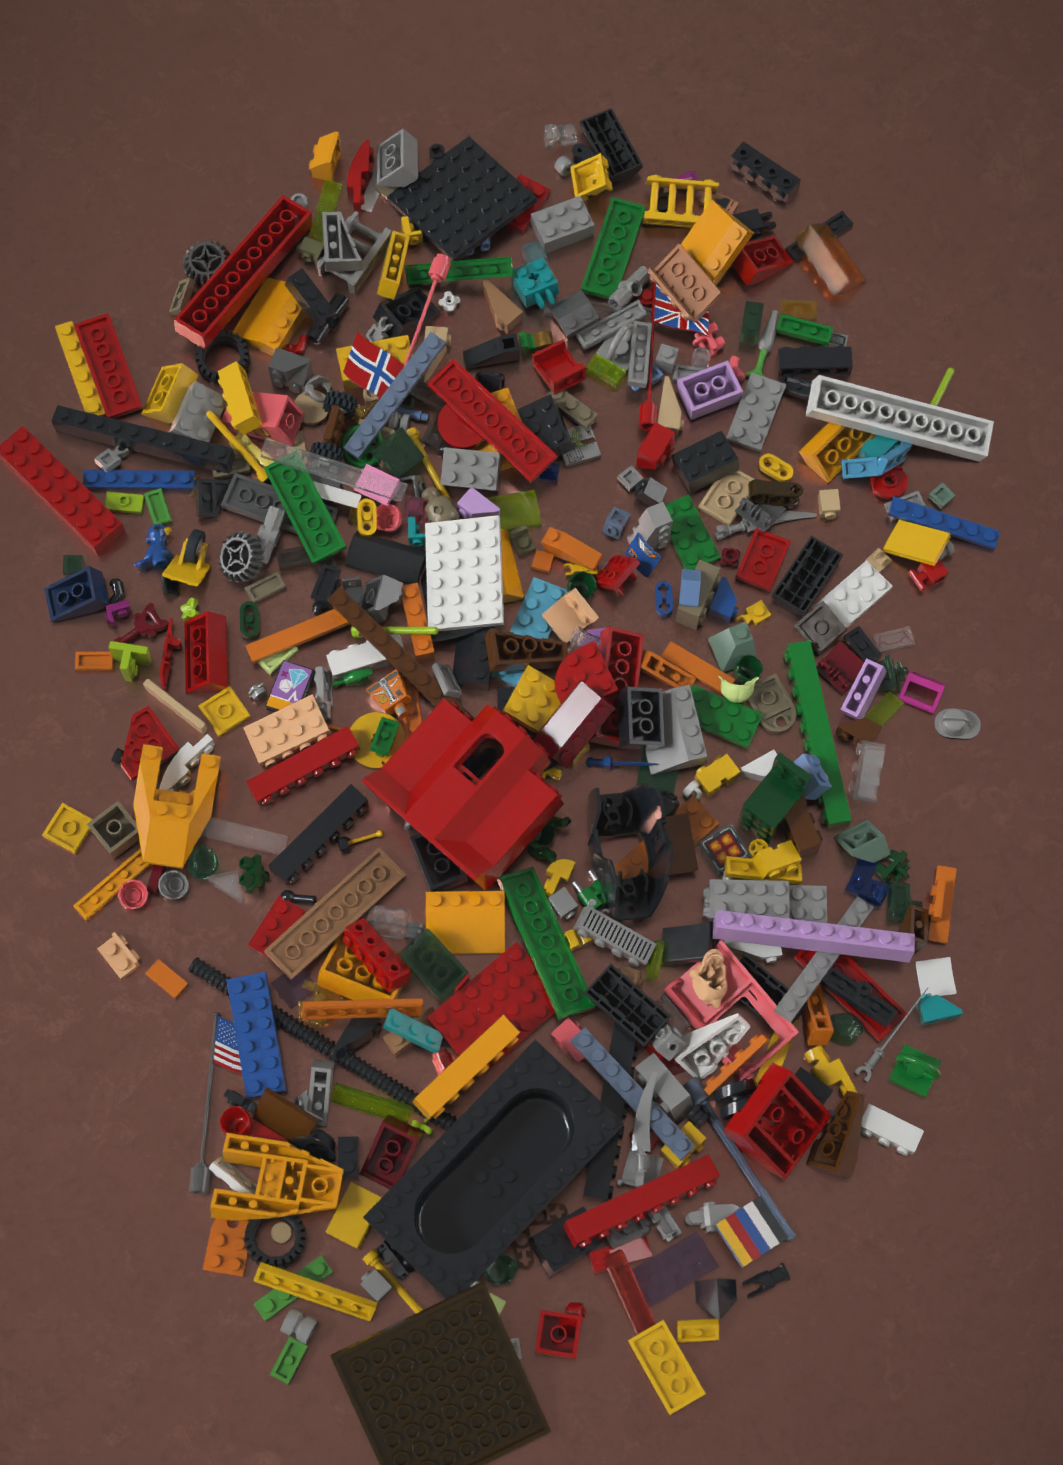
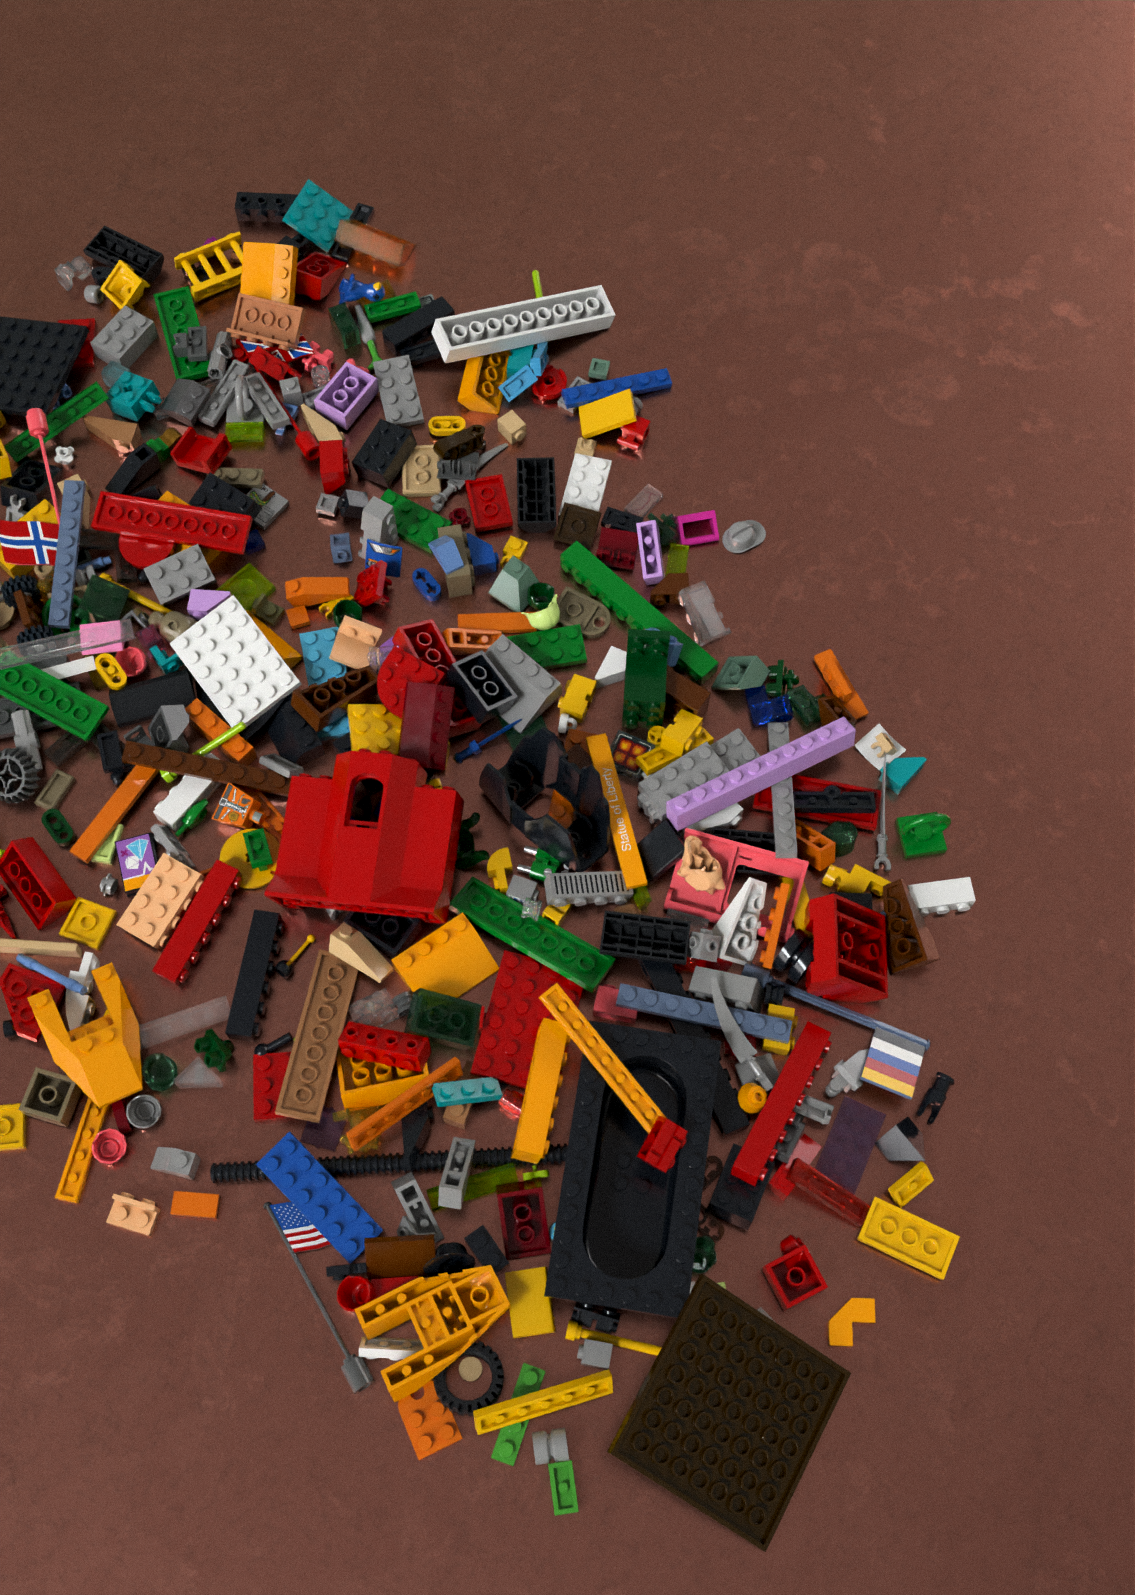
camera: 35 degrees left, 5 degrees down
(172, 938) = (176, 1162): none -> light grey slope
(180, 751) = (69, 983): none -> medium blue piece
(364, 1085) = (456, 1173): none -> light grey slope
(406, 871) = (358, 952): none -> tan slope
(523, 1169) = (662, 1144): none -> red brick
(524, 1079) = (601, 1056): none -> light orange tile
(558, 923) = (531, 909): none -> clear wheel
(586, 1390) = (854, 1311): none -> light orange tile
(614, 265) = (192, 345): none -> dark grey plate
(622, 1181) = (752, 1097): none -> light orange cone
(666, 325) = (272, 364): none -> red hinge
(678, 889) = (620, 823): none -> light orange tile
(779, 296) = (353, 290): none -> blue animal
(796, 204) = (316, 215): none -> teal plate
(940, 978) = (886, 745): none -> tan tile

